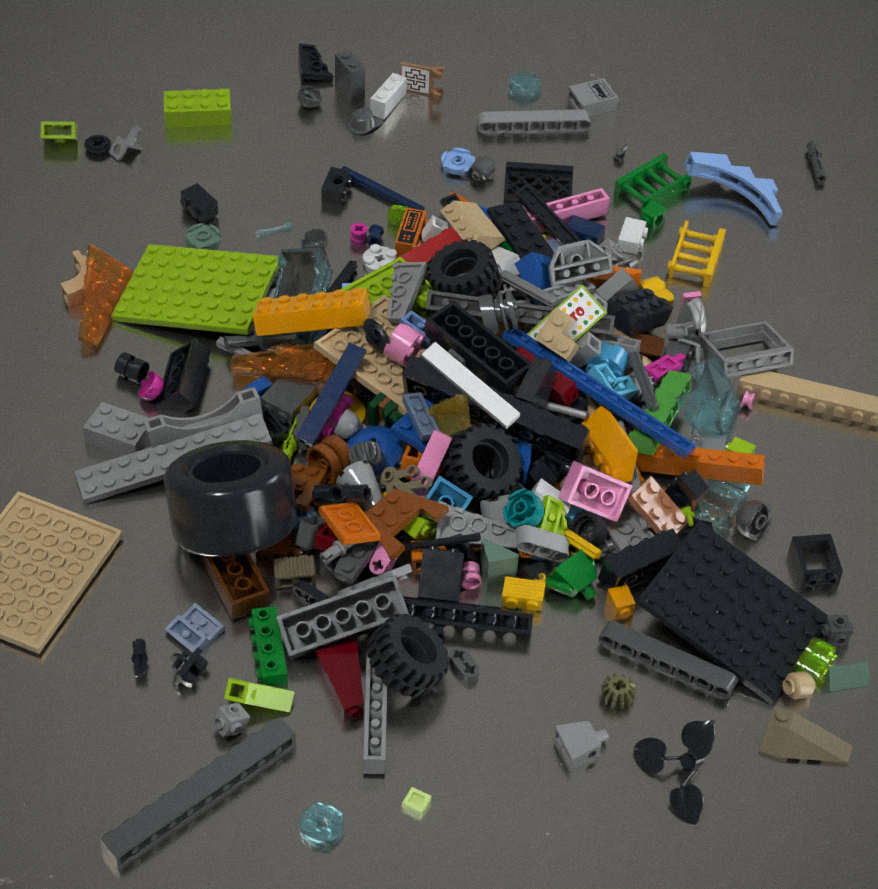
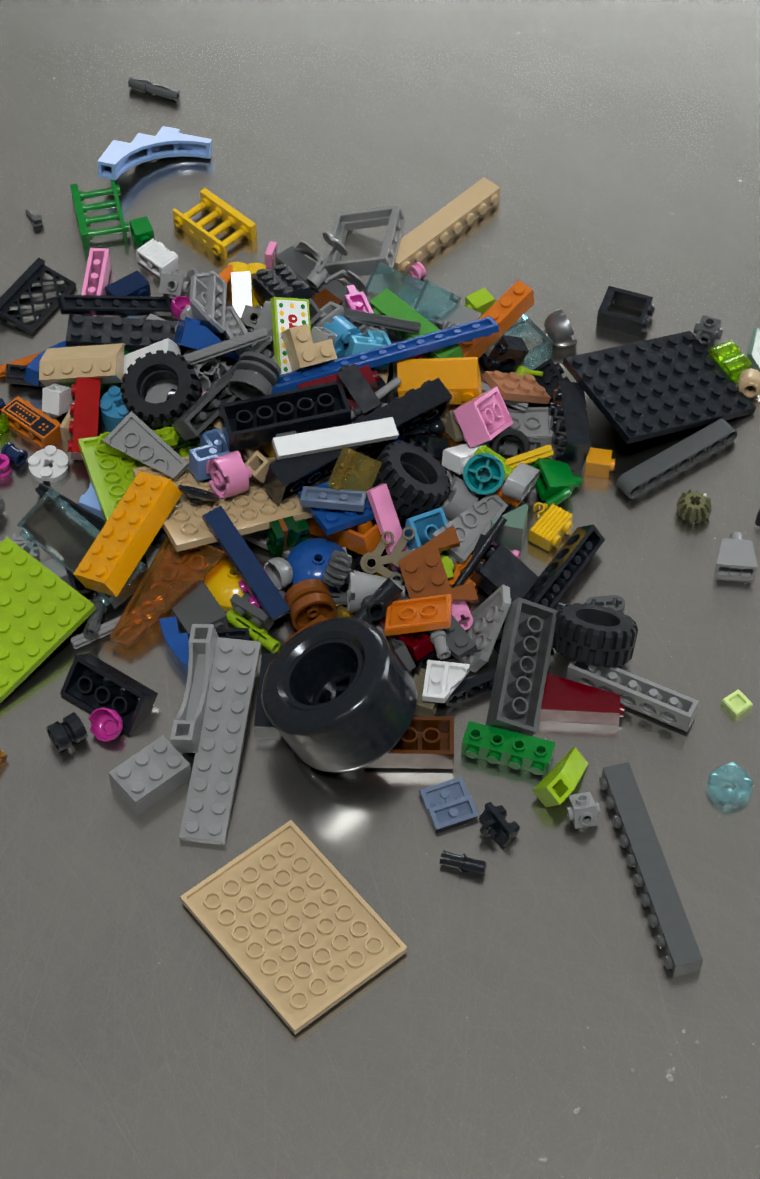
camera: 60 degrees left, 5 degrees up
(302, 570) = (442, 679): none -> white wing

